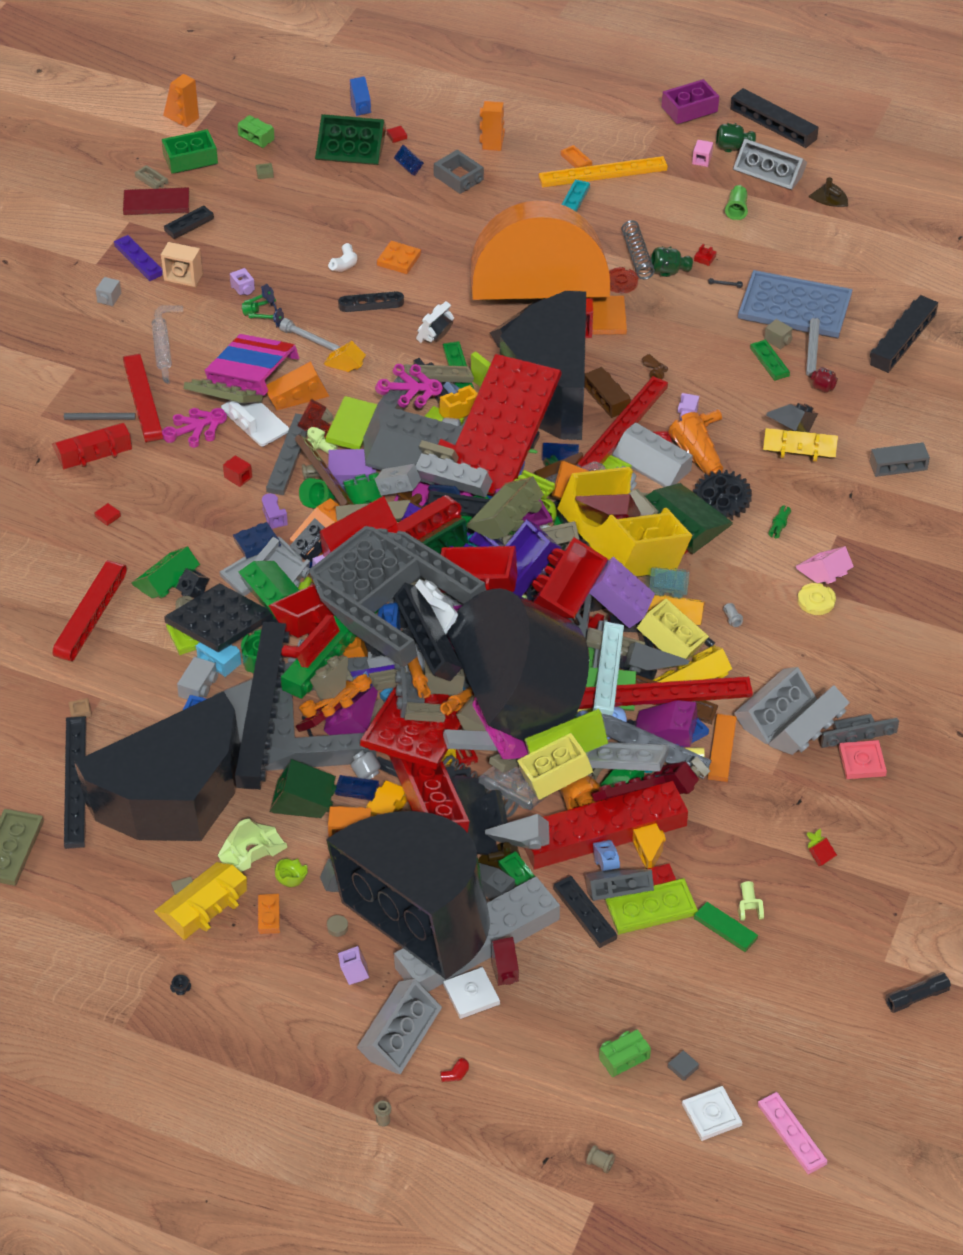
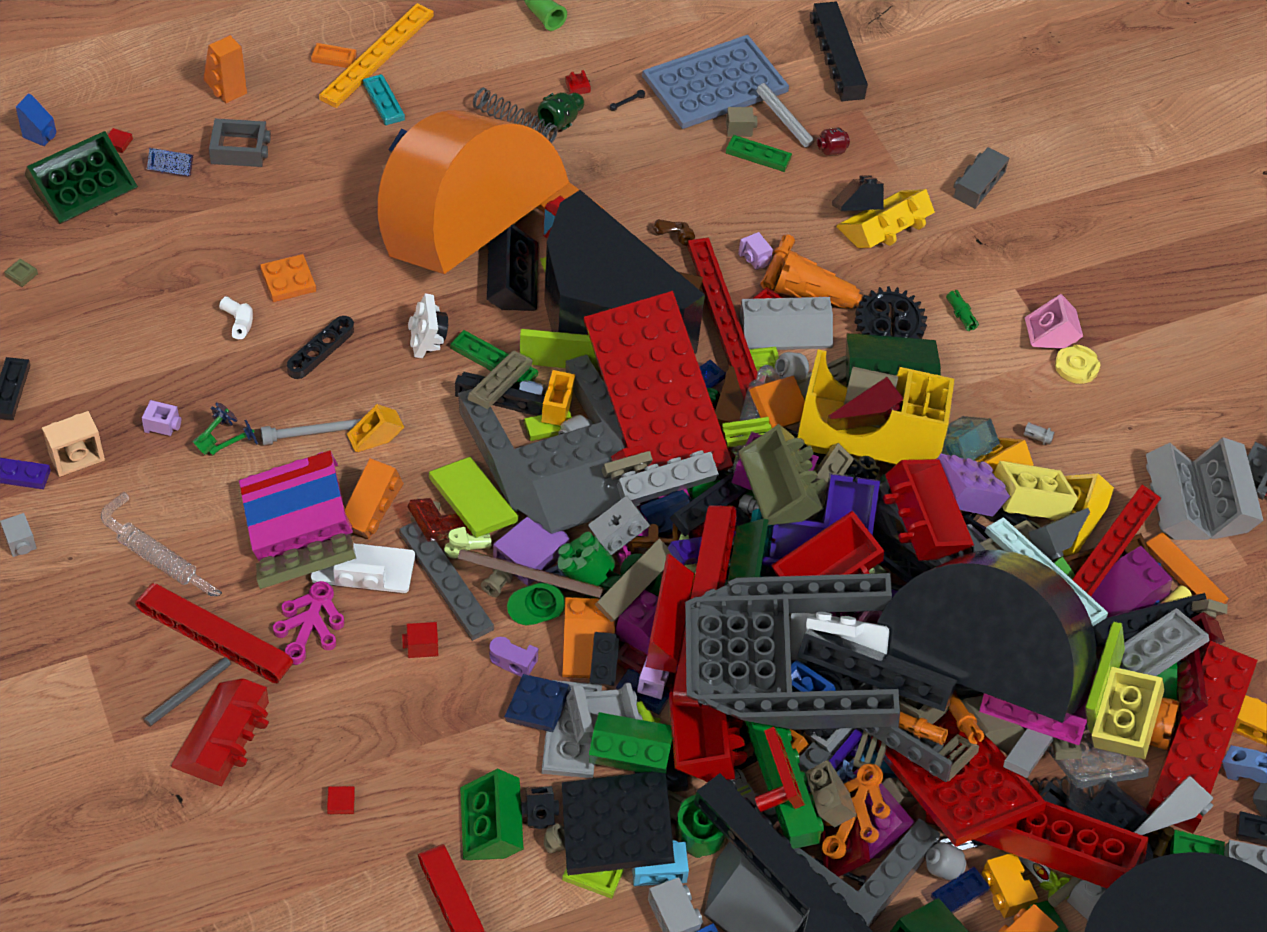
camera: 50 degrees left, 5 degrees up
(410, 385) = (516, 398): dark pink plant -> none

